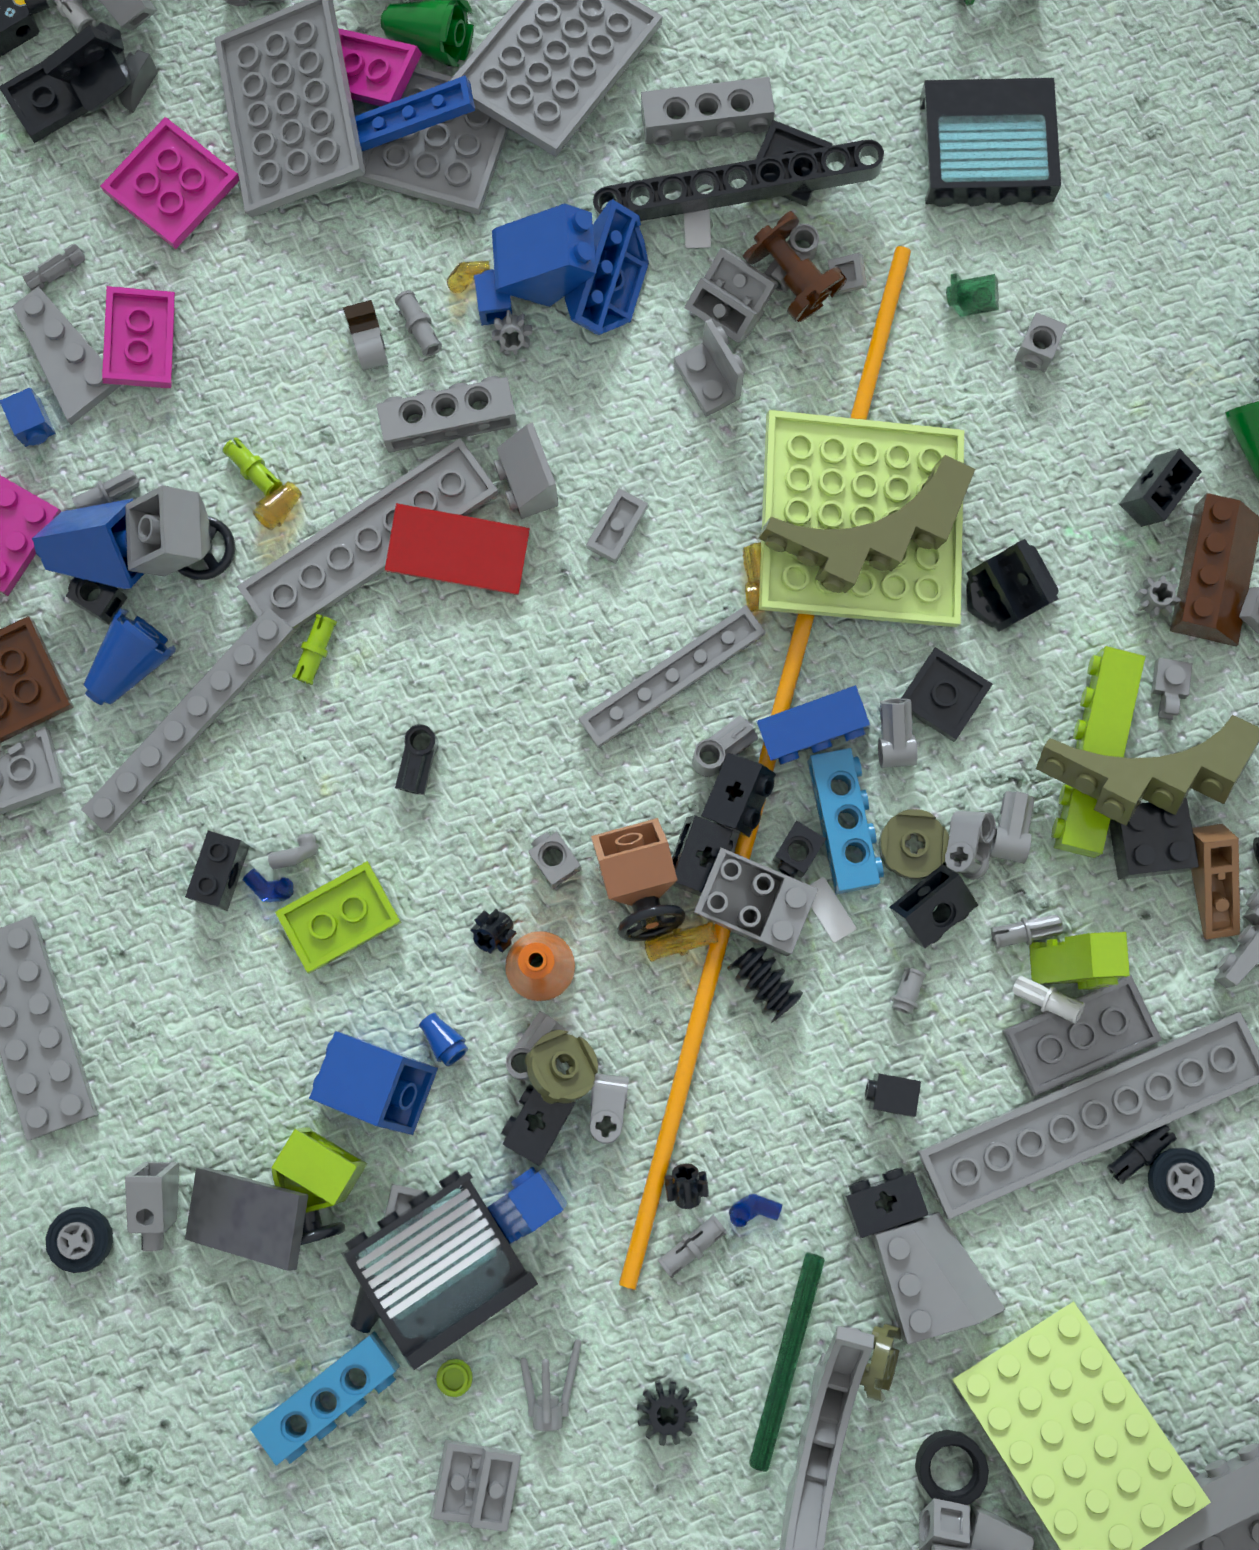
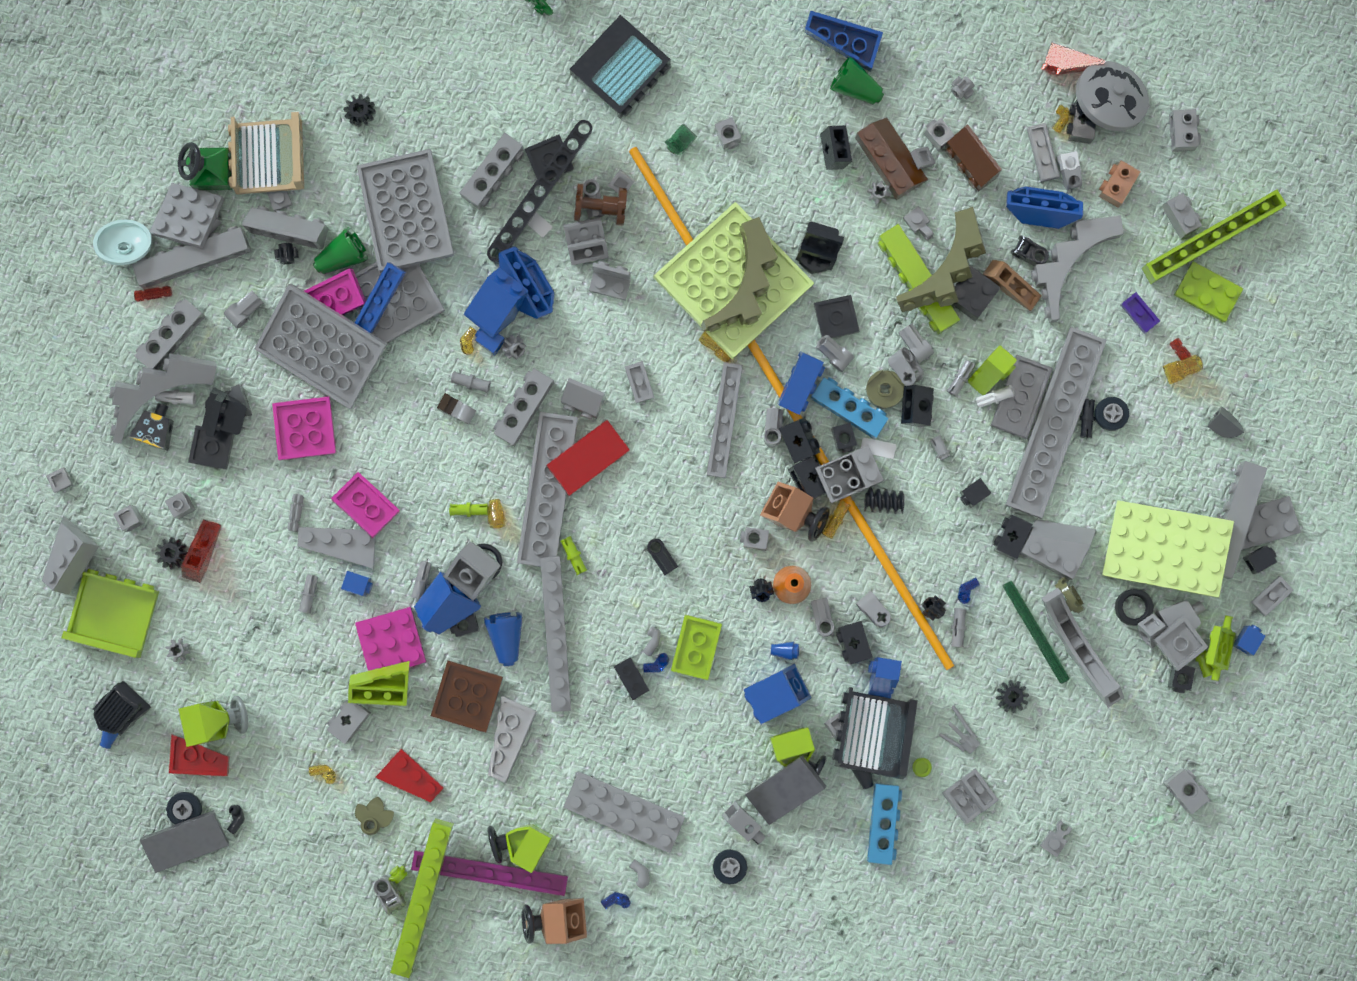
camera: 45 degrees left, 5 degrees up
(548, 1080) = (842, 622): olive plate -> none

